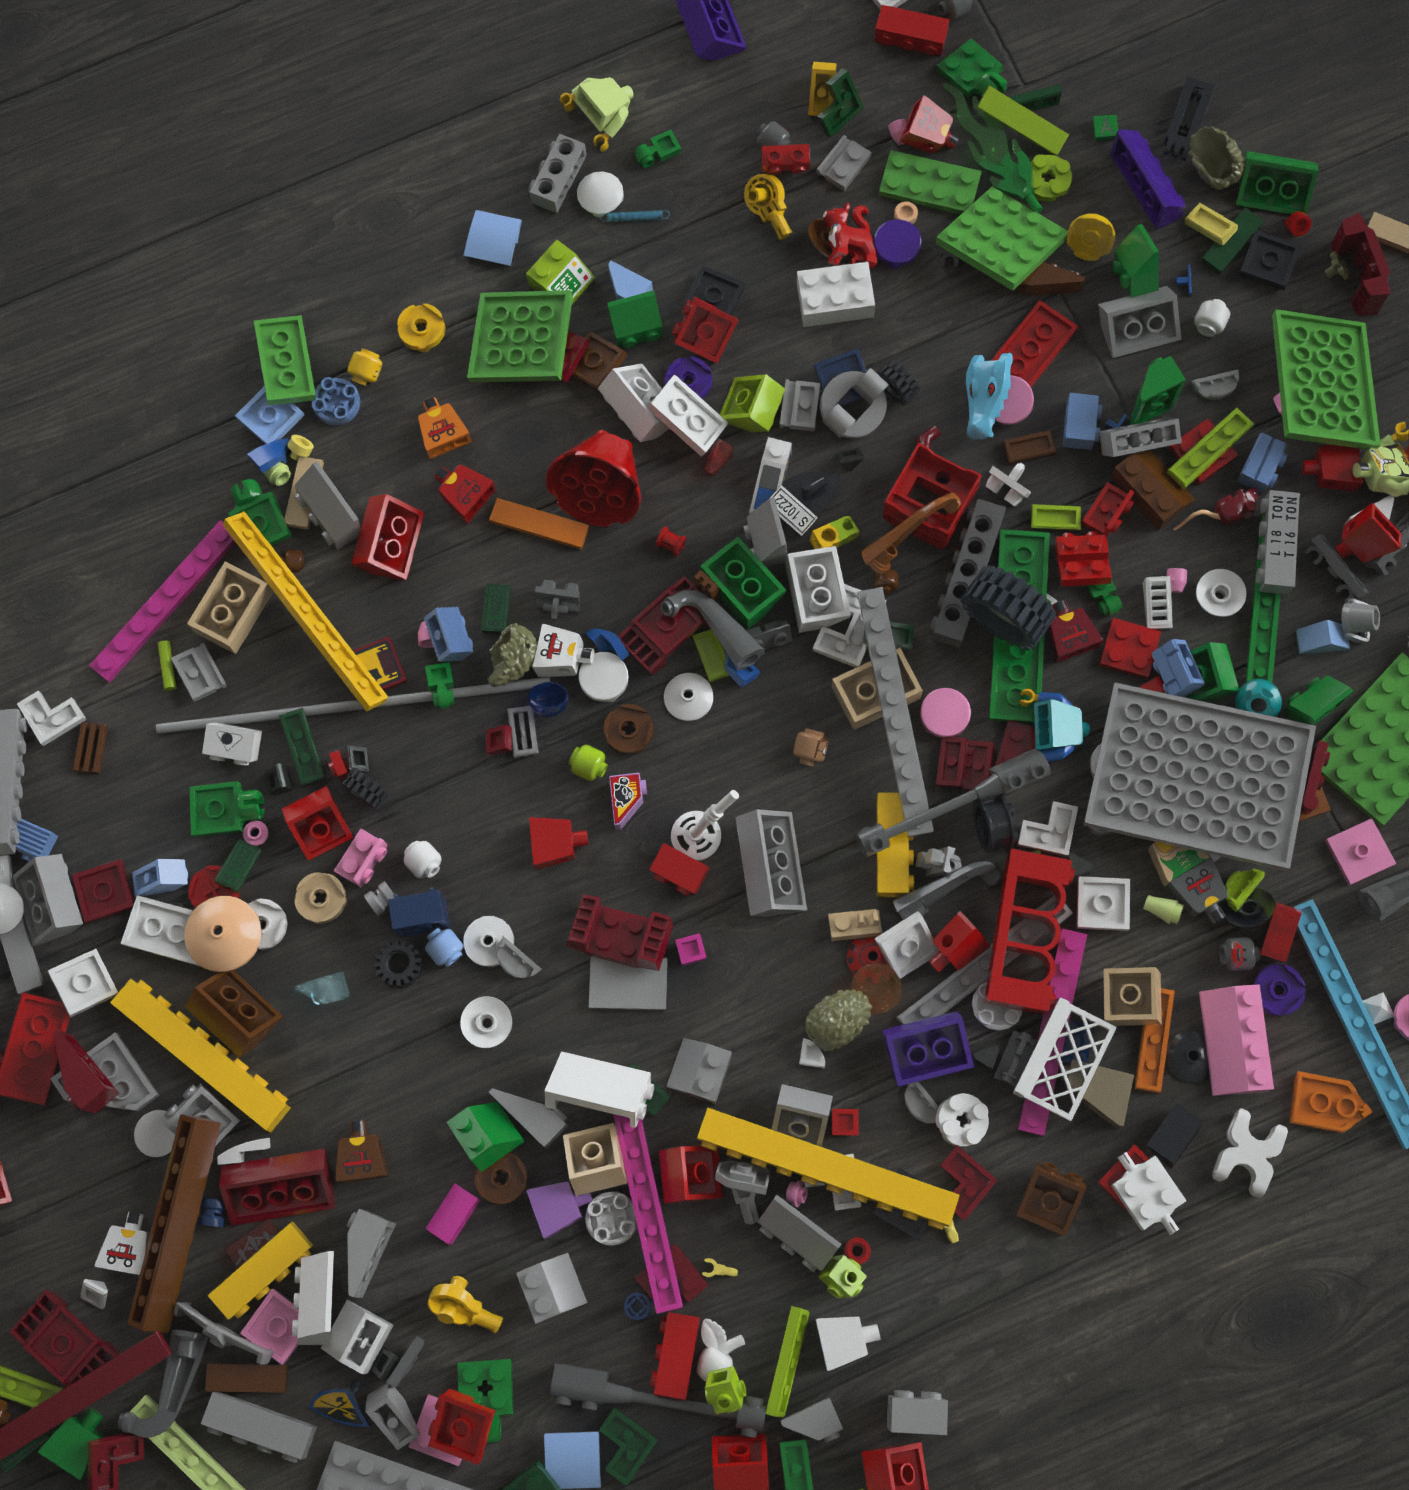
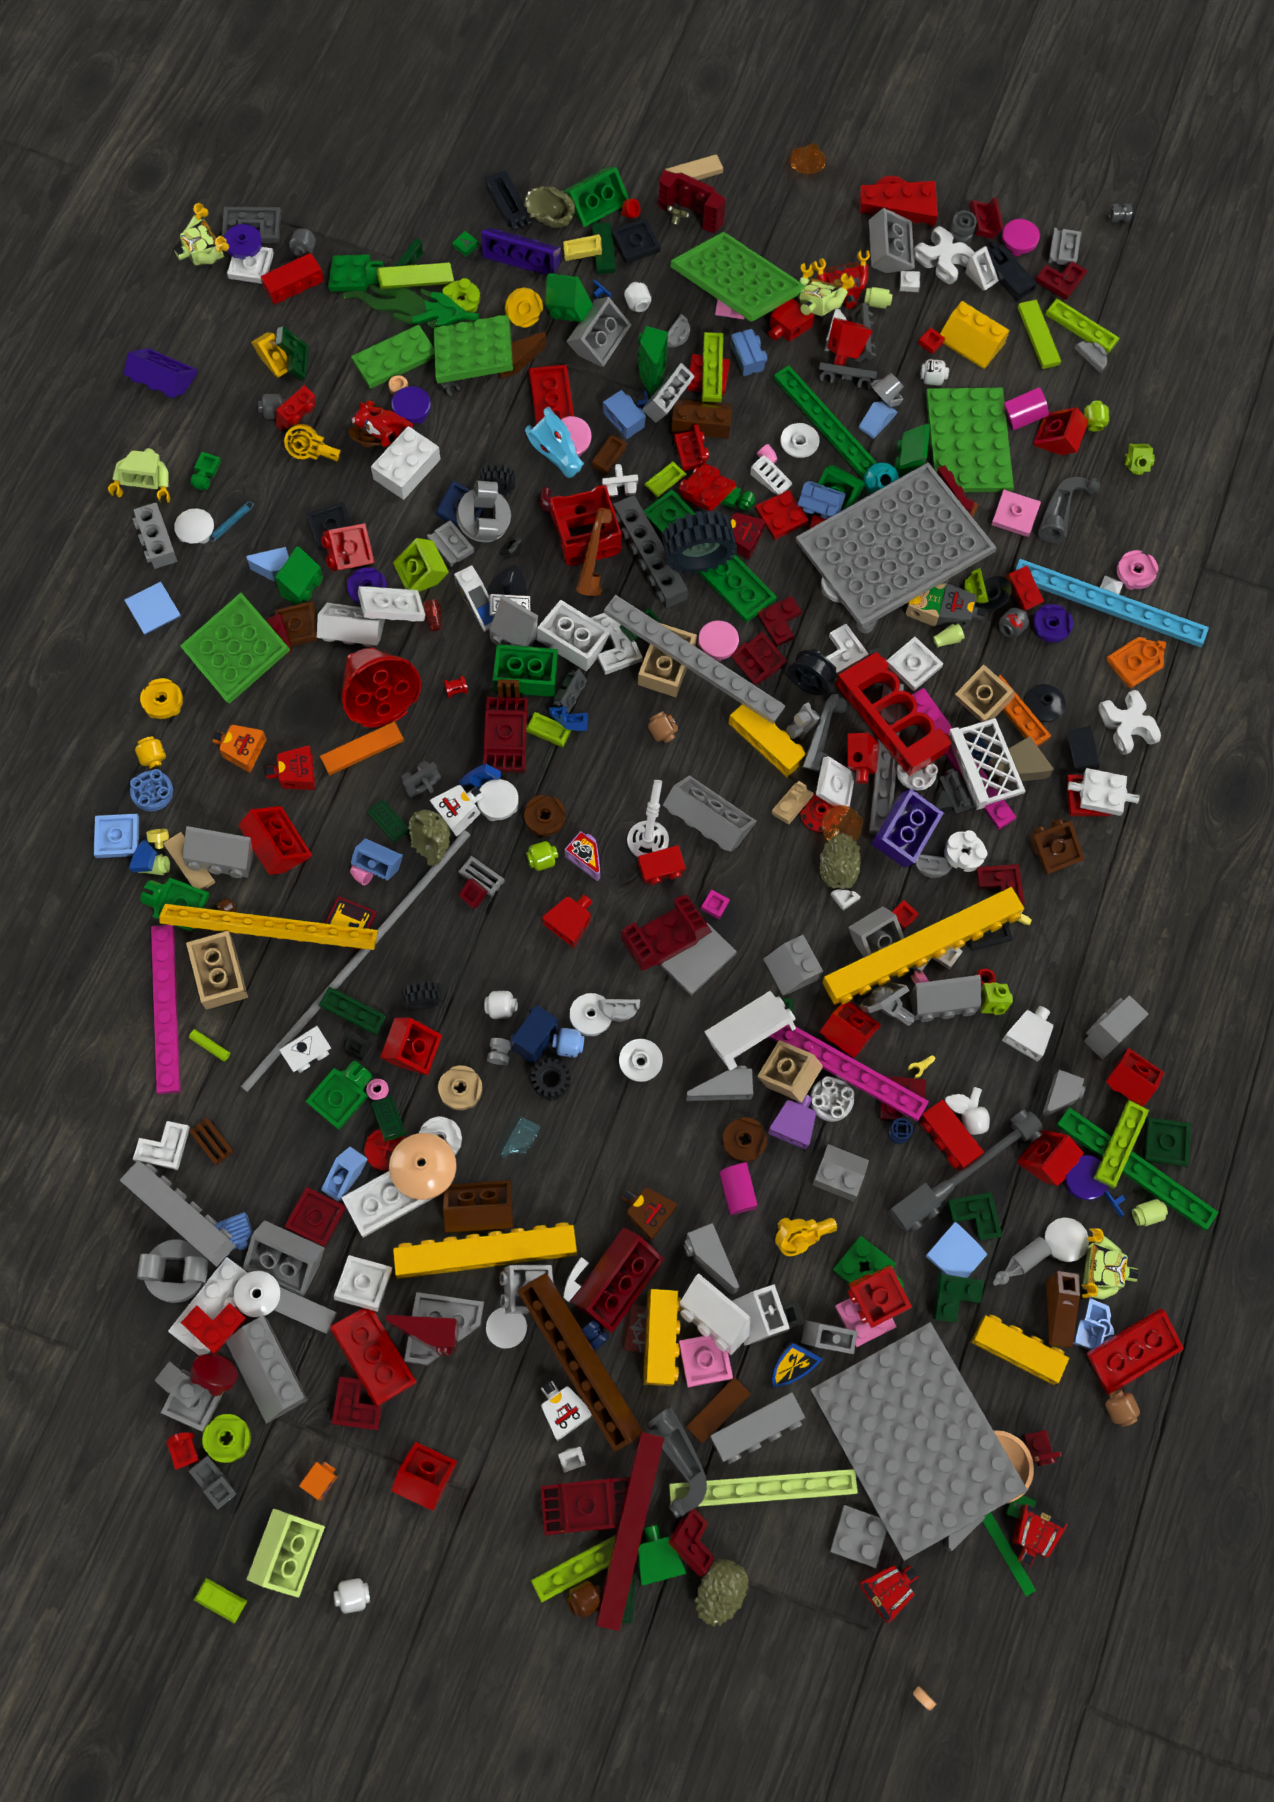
camera: 55 degrees left, 5 degrees down
(198, 672) = (236, 1029): light grey plate -> none
(221, 1335) = (679, 1397): light grey plate -> none
(284, 360) = (92, 792): bright green plate -> none
(338, 765) = (389, 1000): red plate -> none
(357, 758) = (393, 986): pearl dark grey slope -> none
(361, 858) = (460, 1042): bright pink bracket -> none
(406, 1362) = (804, 1298): dark grey tile -> none
(440, 679) = (398, 891): green plate -> none
(485, 1133) = (710, 1123): green slope -> none
(548, 699) = (479, 841): clear blue piece -> none
(559, 271) = (217, 590): lime slope -> none
(688, 708) = (562, 774): white dish -> none
(724, 1390) = (1000, 1123): lime brick -> none
(736, 641) = (558, 703): dark grey animal -> none
(787, 1362) = (1014, 1076): lime tile -> none
(835, 533) = (549, 598): leg -> none
(844, 163) = (329, 386): light grey plate -> none
(887, 580) = (605, 598): reddish brown piece -> none
(896, 130) = (345, 341): bright pink hose -> none
(928, 127) = (361, 323): torso -> none
(1003, 780) = (794, 641): dark grey bar -> none
(1056, 724) = (788, 587): torso -> none
(1230, 509) = (756, 391): dark red animal -> none
(1236, 1040) = (1061, 668): bright pink slope -> none
(1279, 542) = (804, 384): light grey brick -> none

